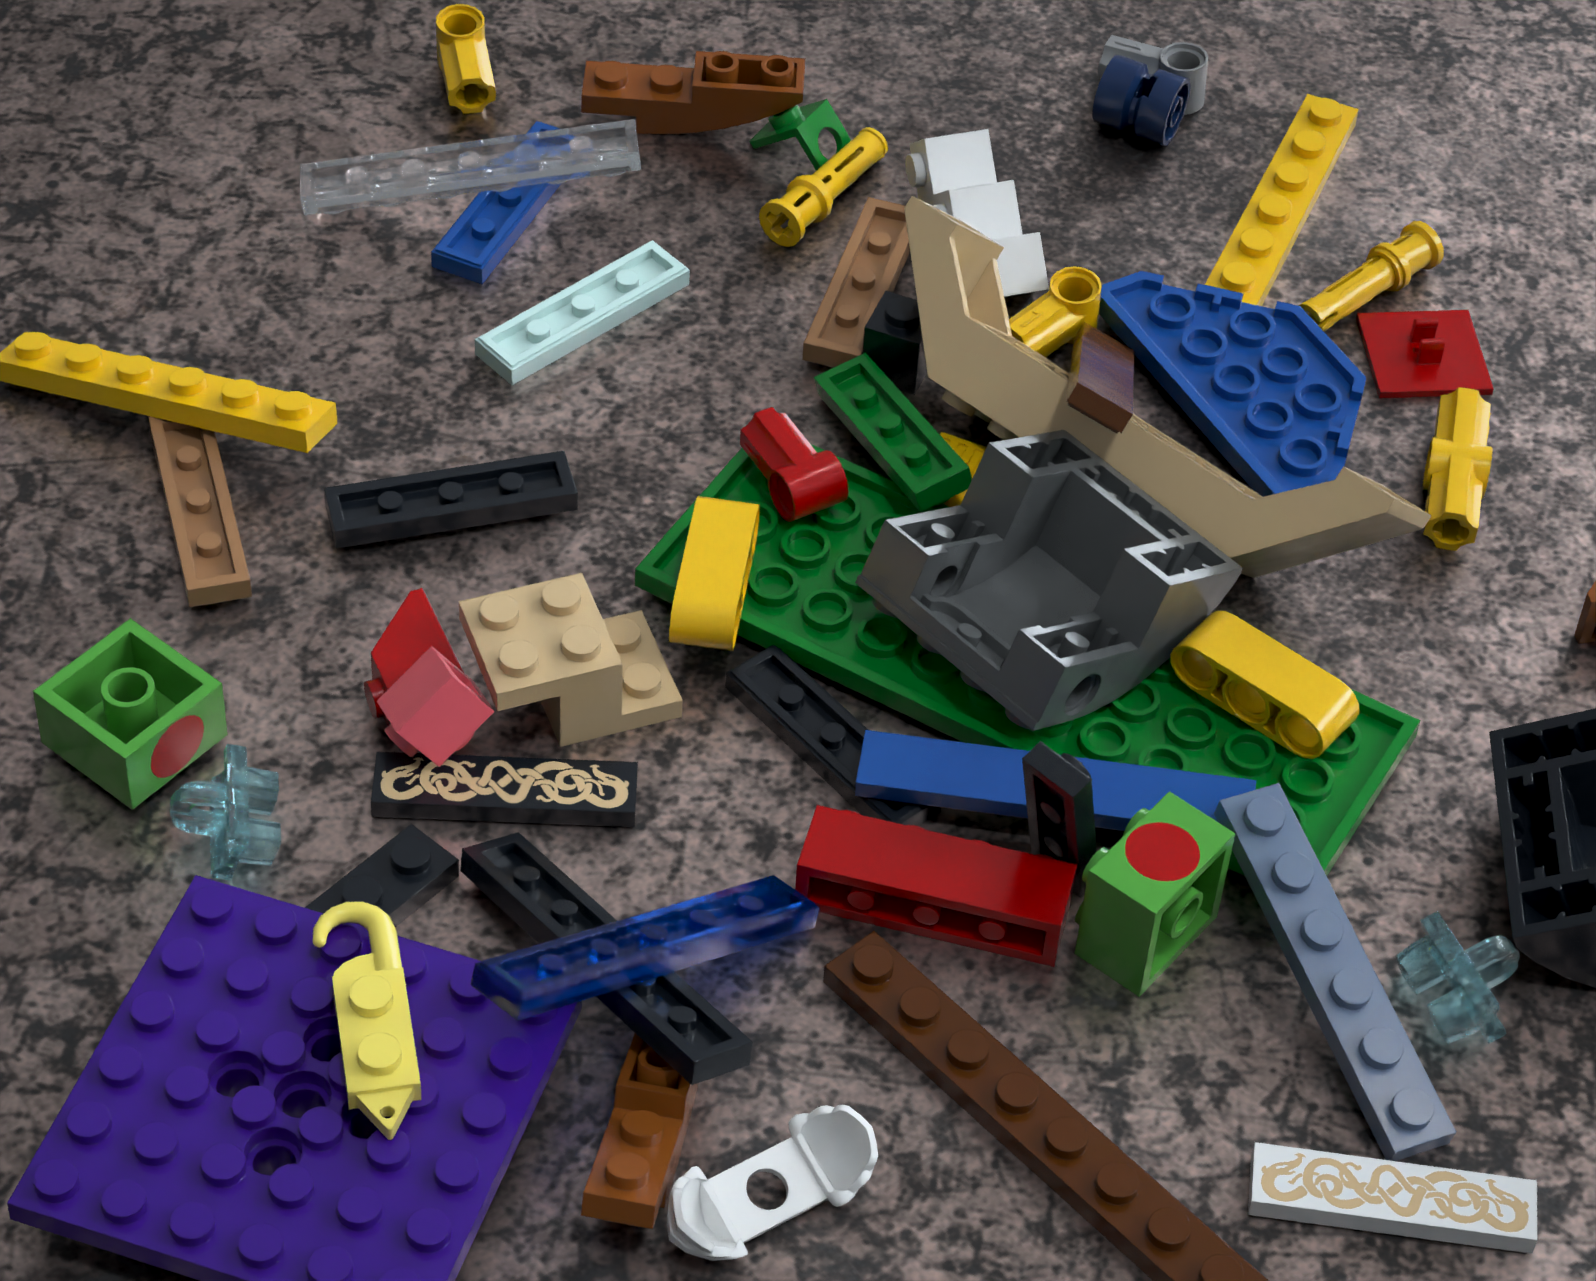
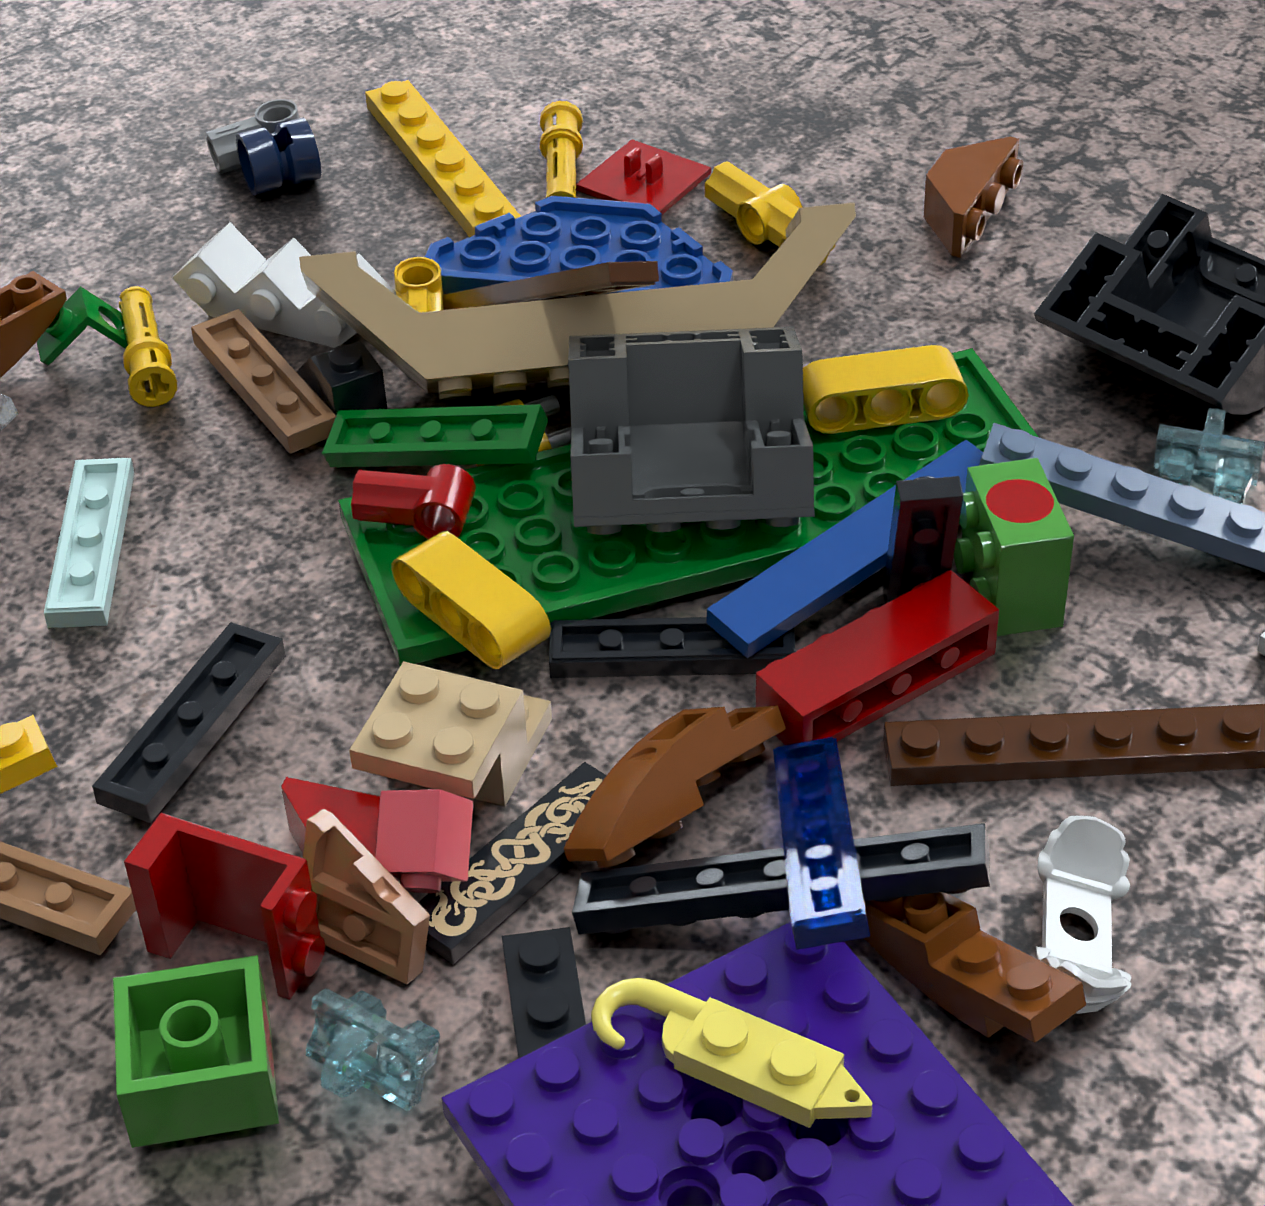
camera: 45 degrees left, 5 degrees down
(261, 609) = (205, 875): none -> red panel
(345, 714) = (361, 903): none -> nougat wing
(634, 815) = (661, 779): none -> dark orange slope

